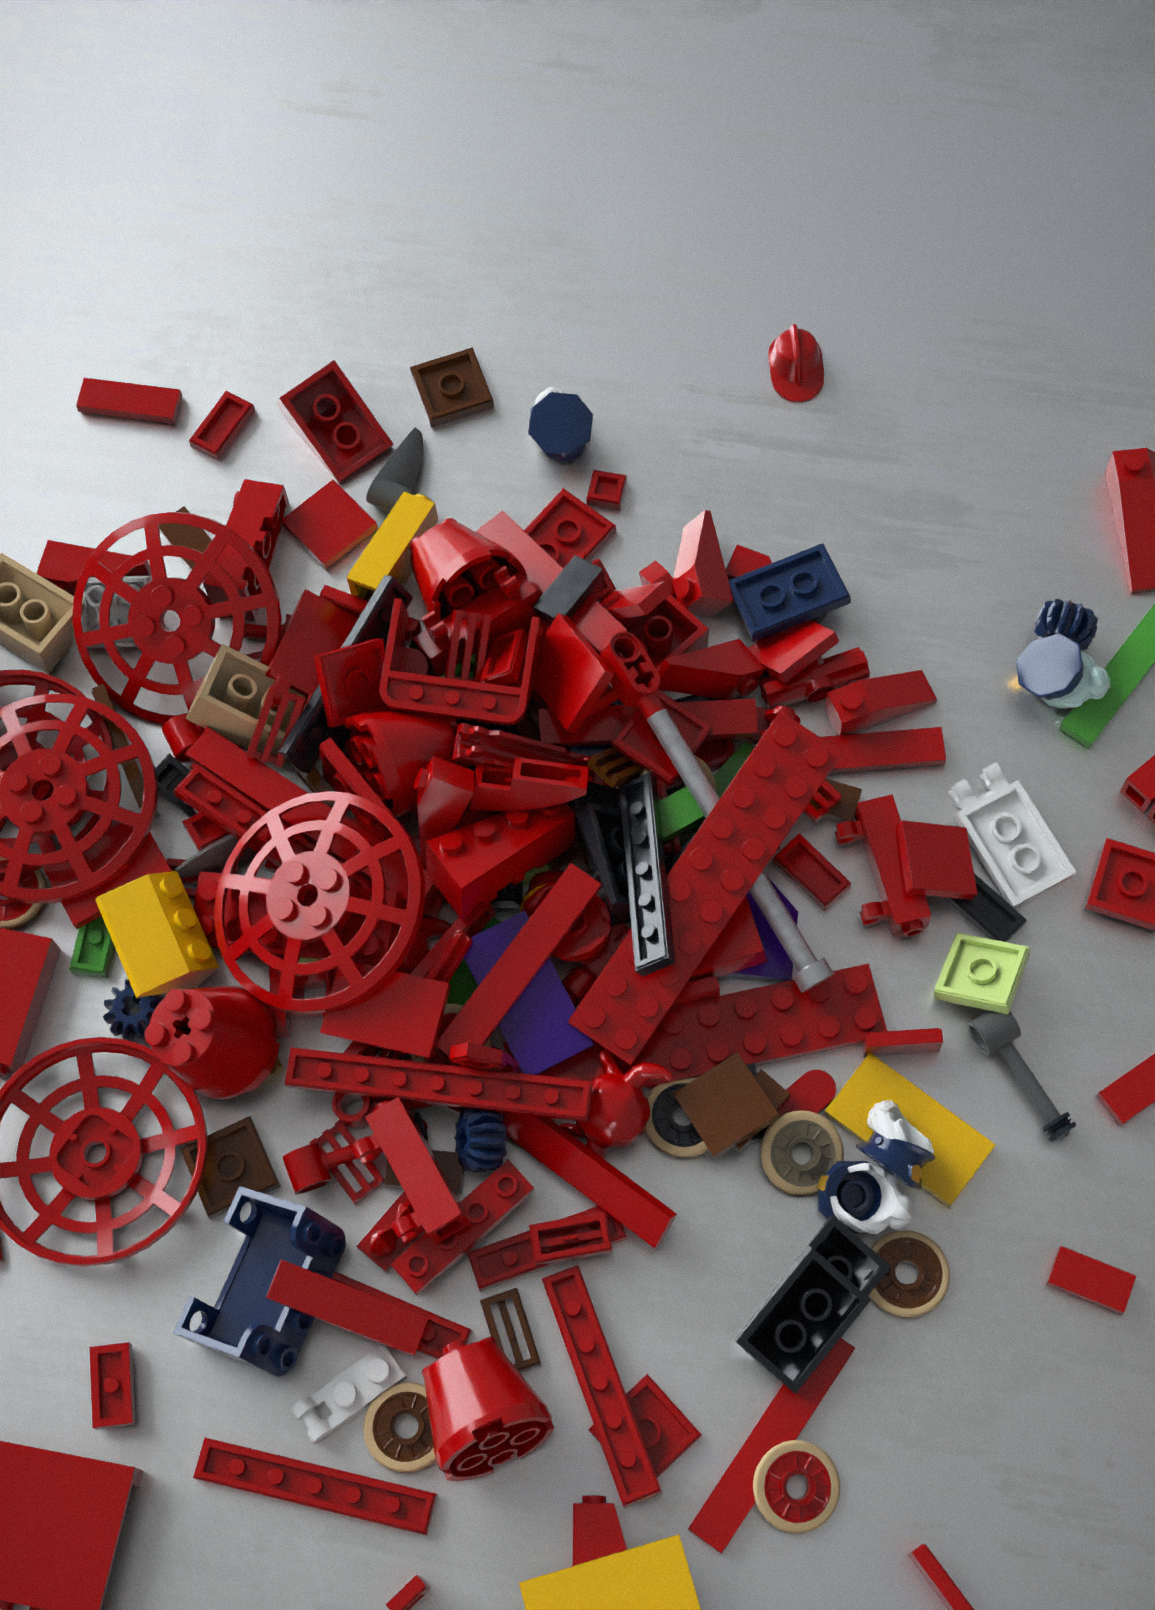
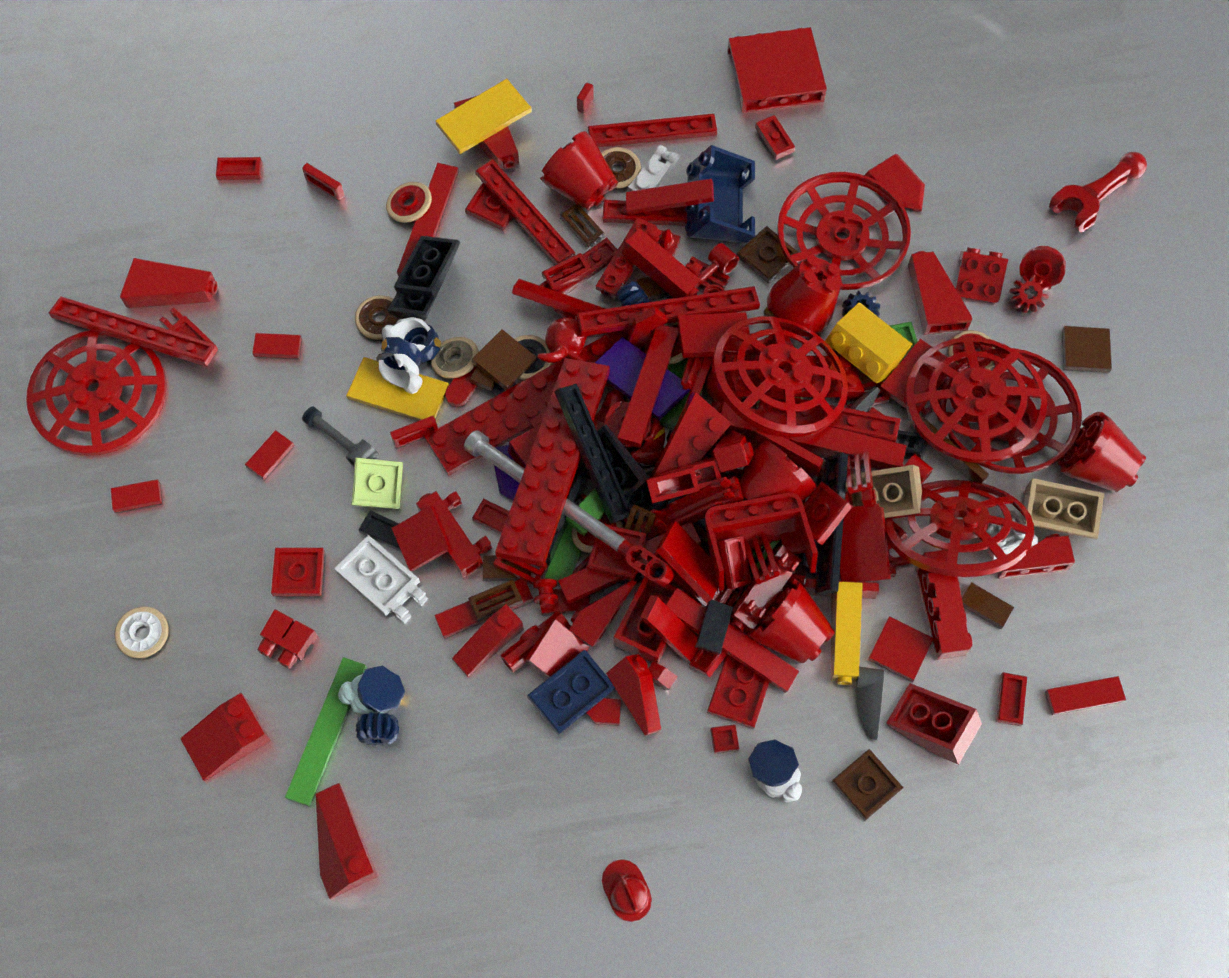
camera: 155 degrees right, 0 degrees up
(858, 748) = (492, 591): none -> reddish brown tile

